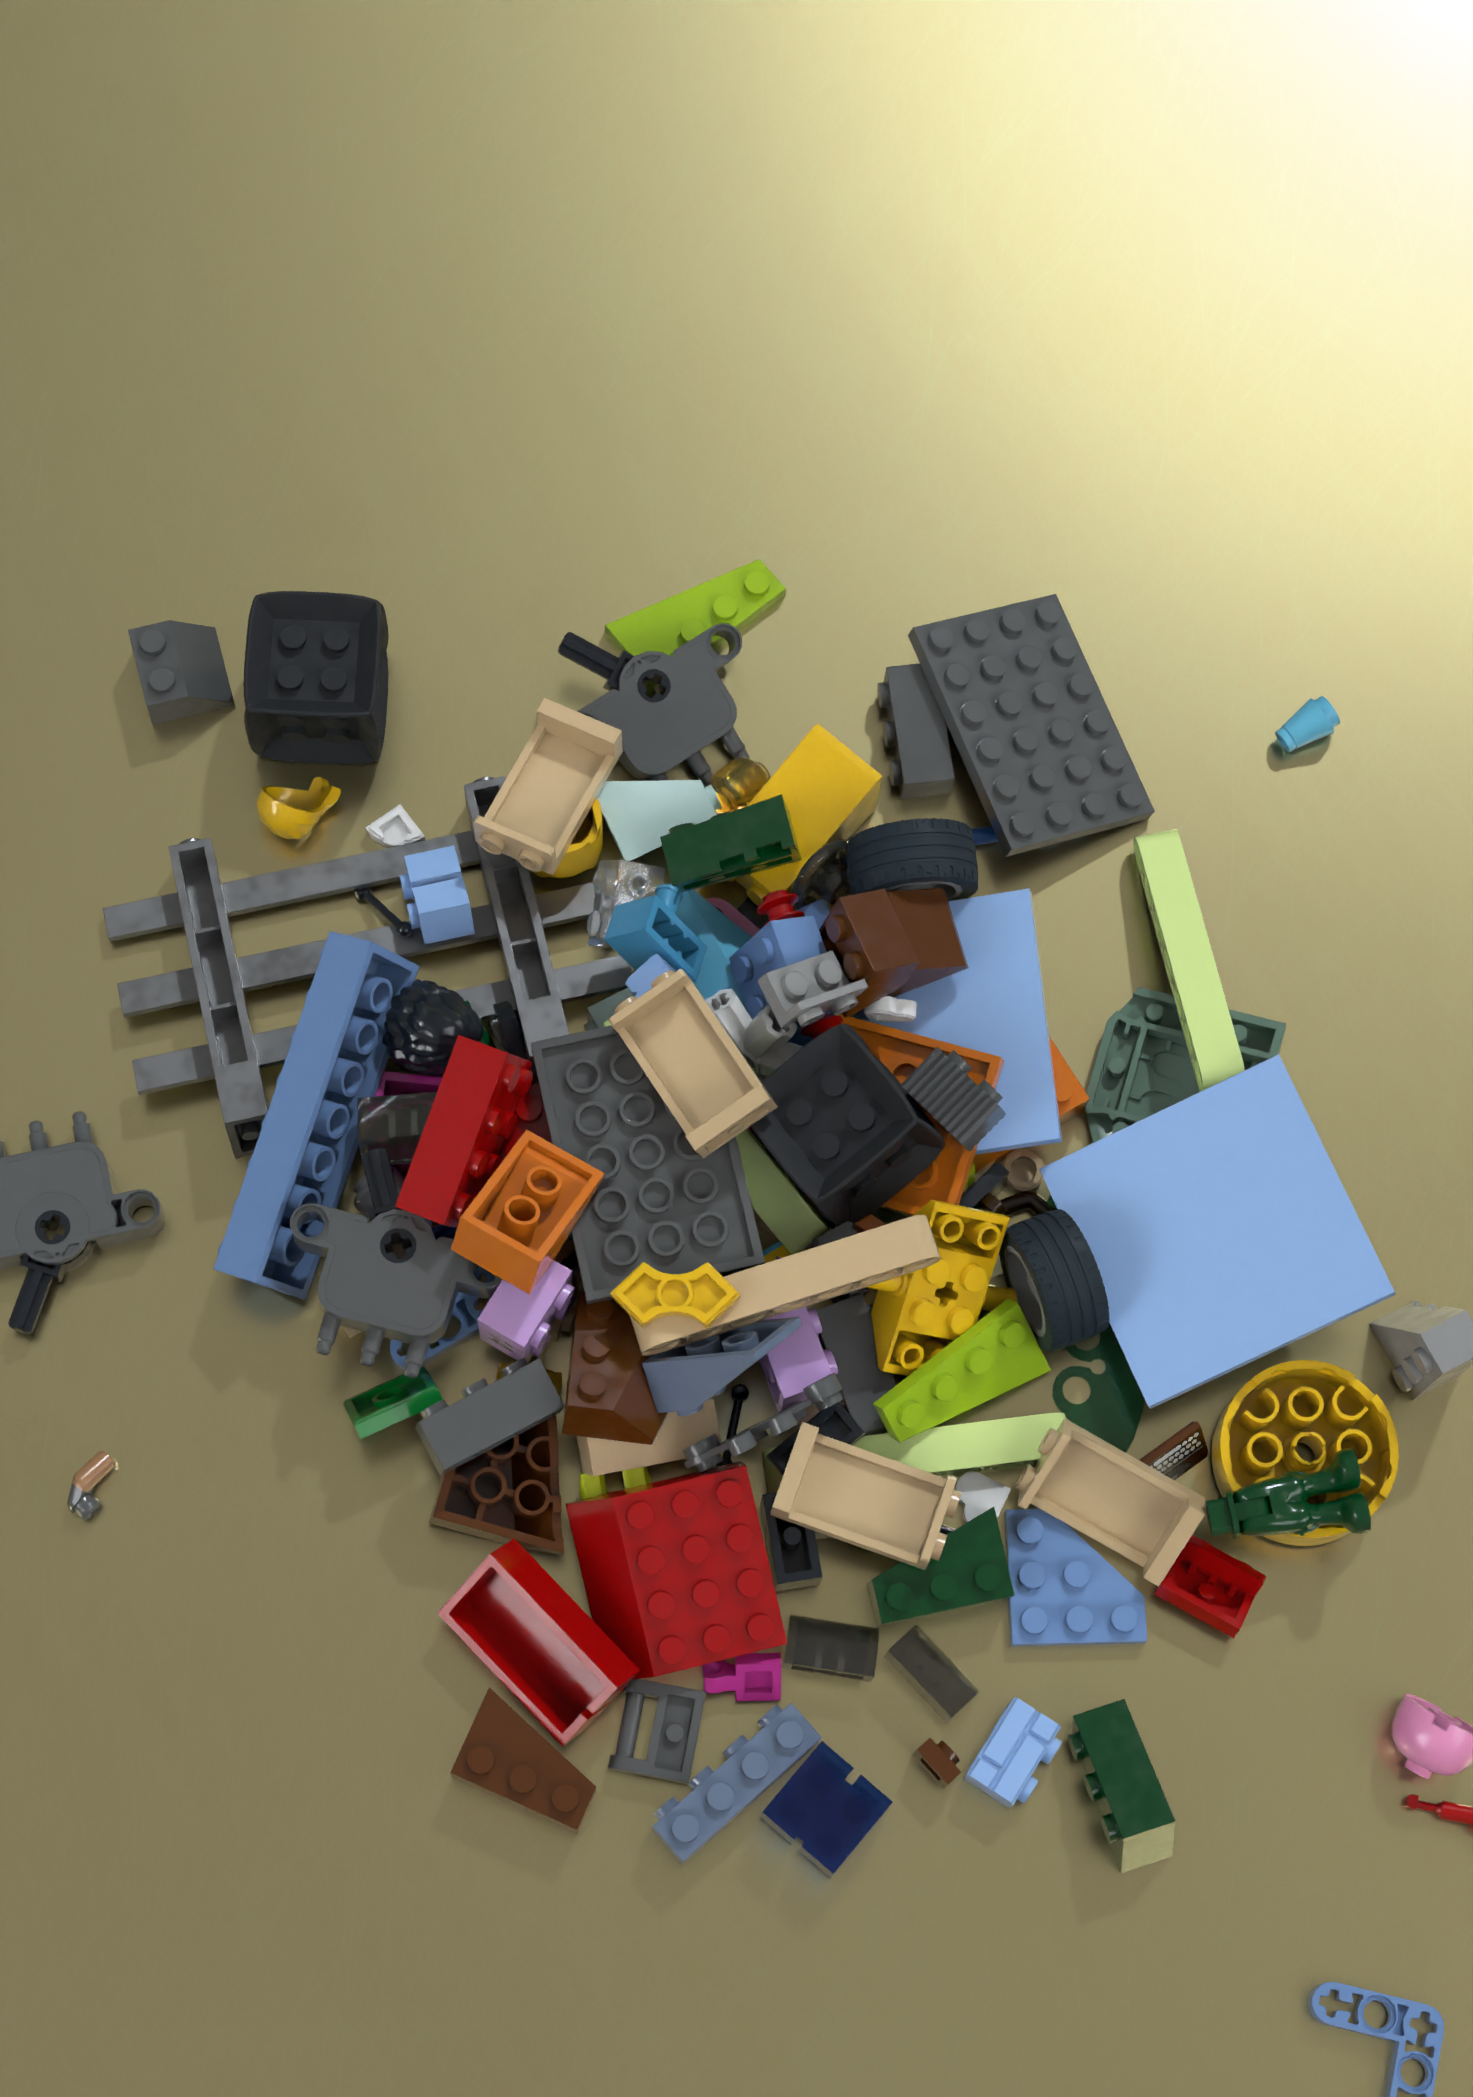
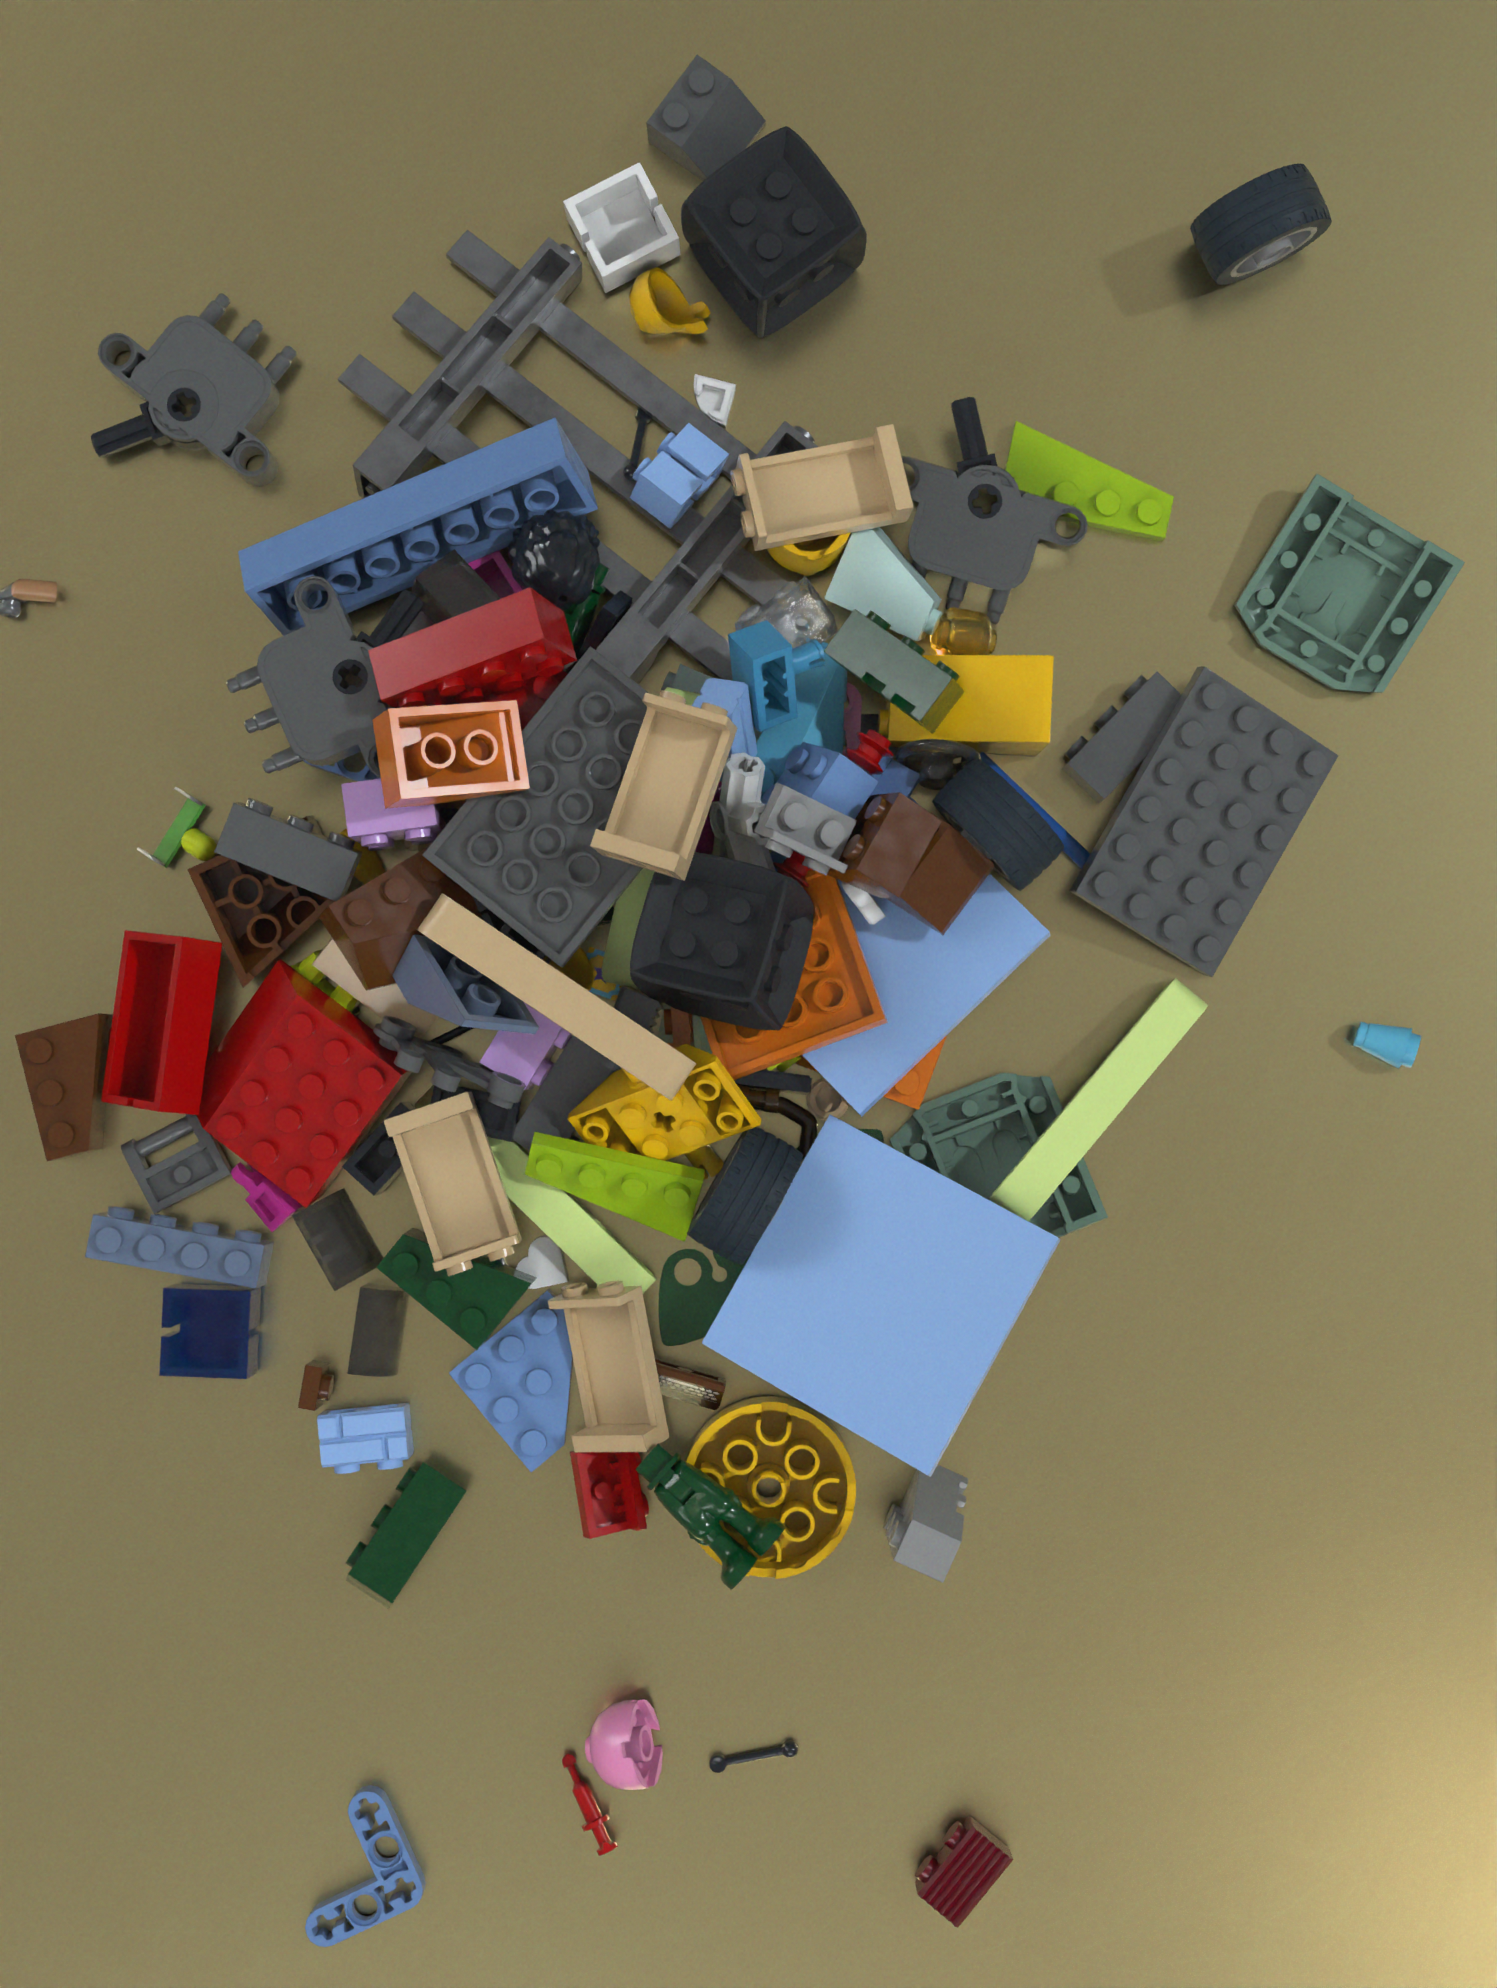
camera: 60 degrees right, 15 degrees up
(207, 794) = (619, 228): none -> white piece
(390, 1512) = (181, 833): none -> piece
(391, 1402) = (239, 763): green tile -> none
(611, 339) = (1260, 224): none -> black wheel
(695, 1294) = (487, 938): yellow tile -> none
(933, 495) = (1344, 591): none -> sand green wedge
(954, 1098) = (819, 1008): dark grey brick -> none

